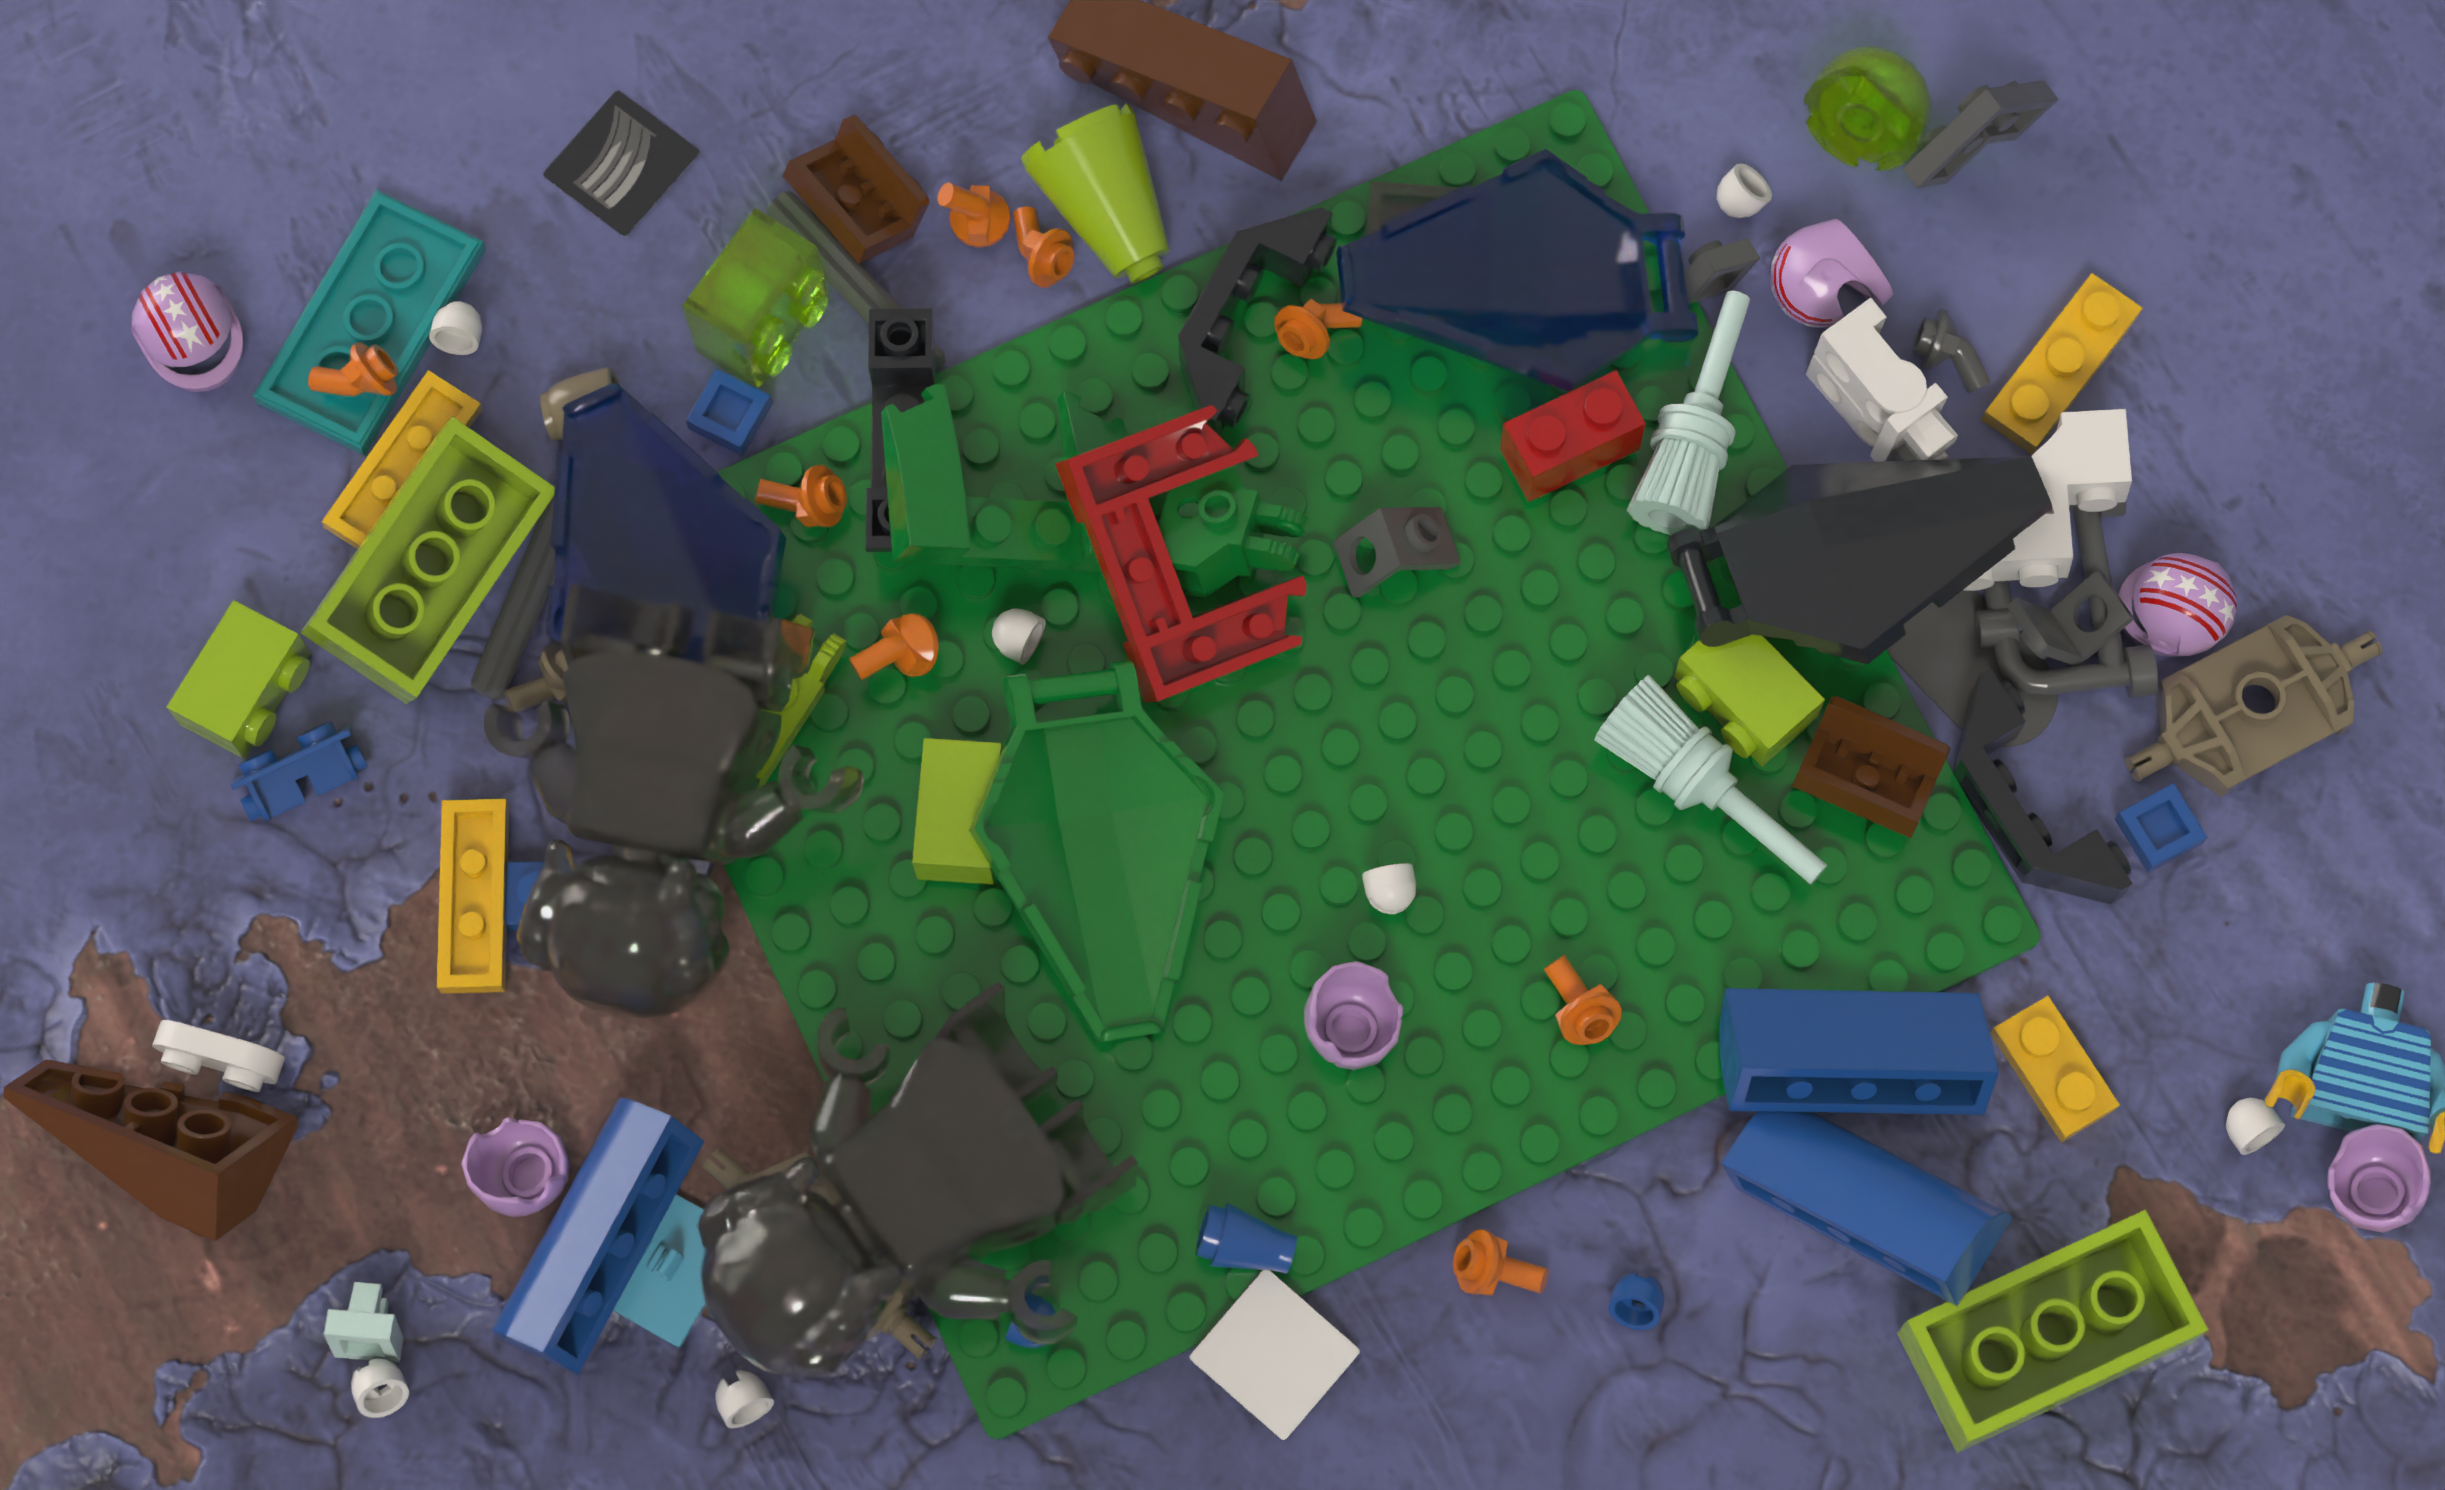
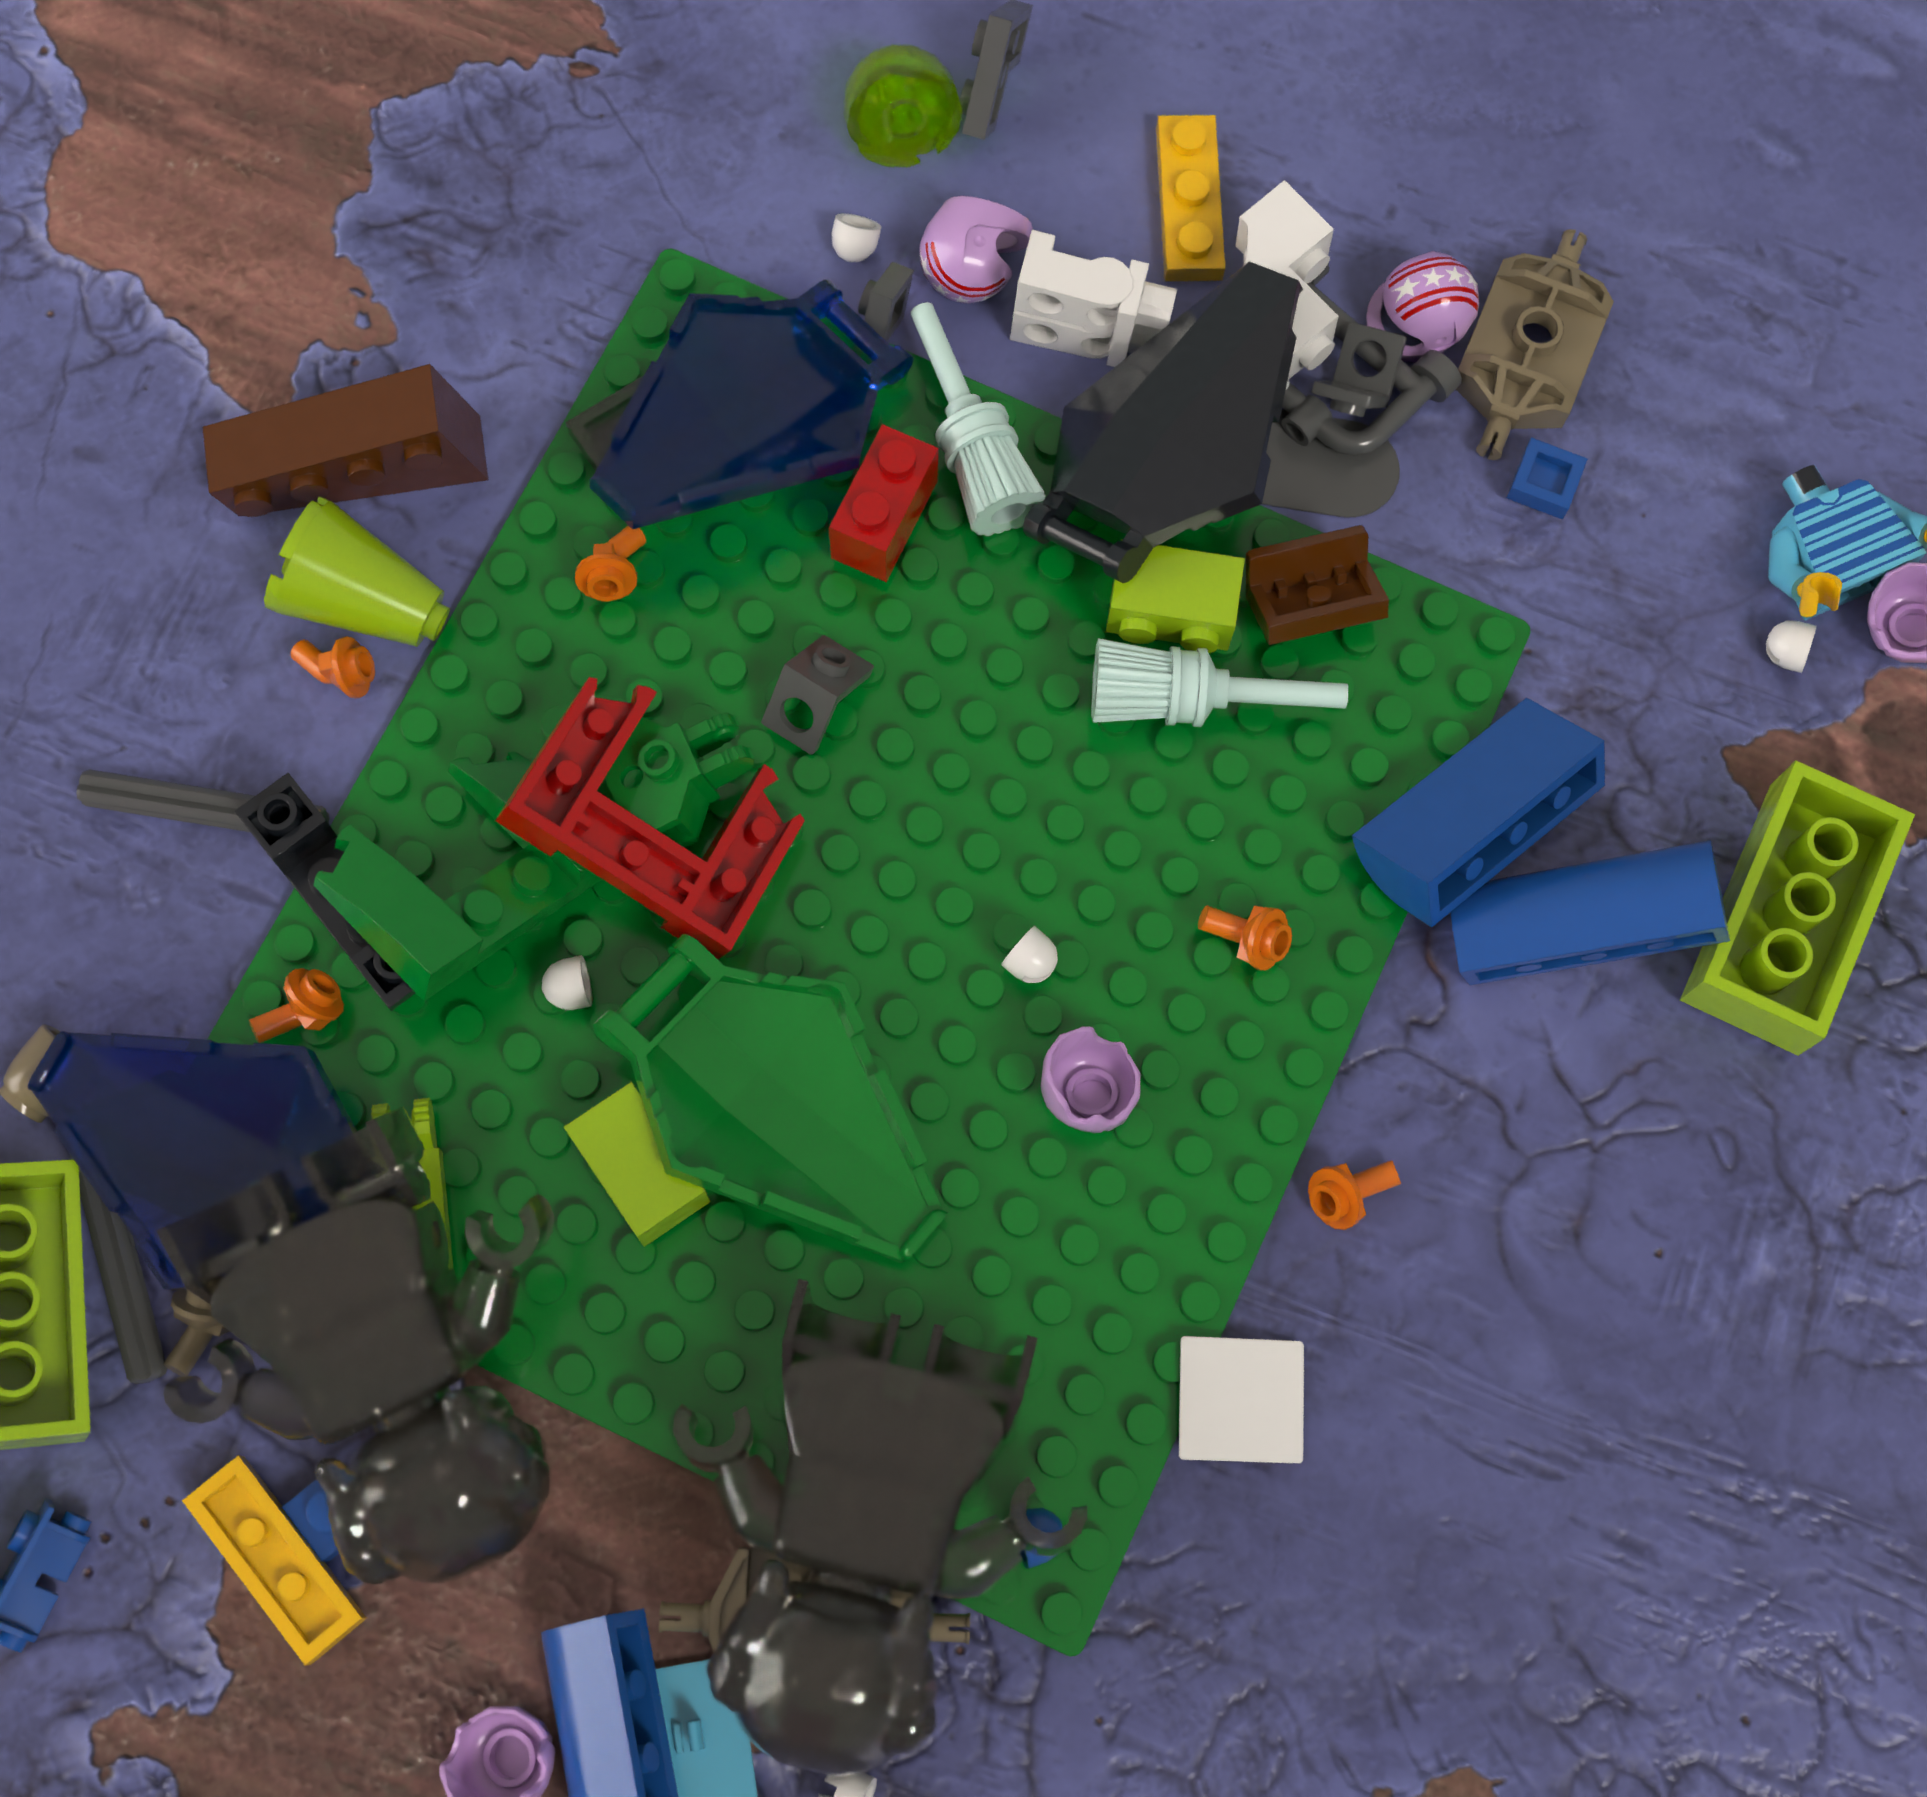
camera: 45 degrees left, 0 degrees up
(729, 412) = (177, 986): blue plate -> none
(757, 299) = (128, 875): clear neon green brick -> none
(859, 191) = (146, 727): reddish brown bracket -> none
(906, 642) = (484, 1061): orange plate -> none
(976, 215) = (260, 677): orange plate -> none
(1243, 1241) = (1149, 1330): blue cone -> none
(1284, 247) = (534, 525): black slope -> none
(1633, 1314) = (1478, 1130): blue hinge -> none
(1939, 341) = (1093, 240): dark grey plate -> none
(2054, 1069) = (1623, 712): yellow plate -> none
(2083, 868) = (1524, 545): black slope -> none

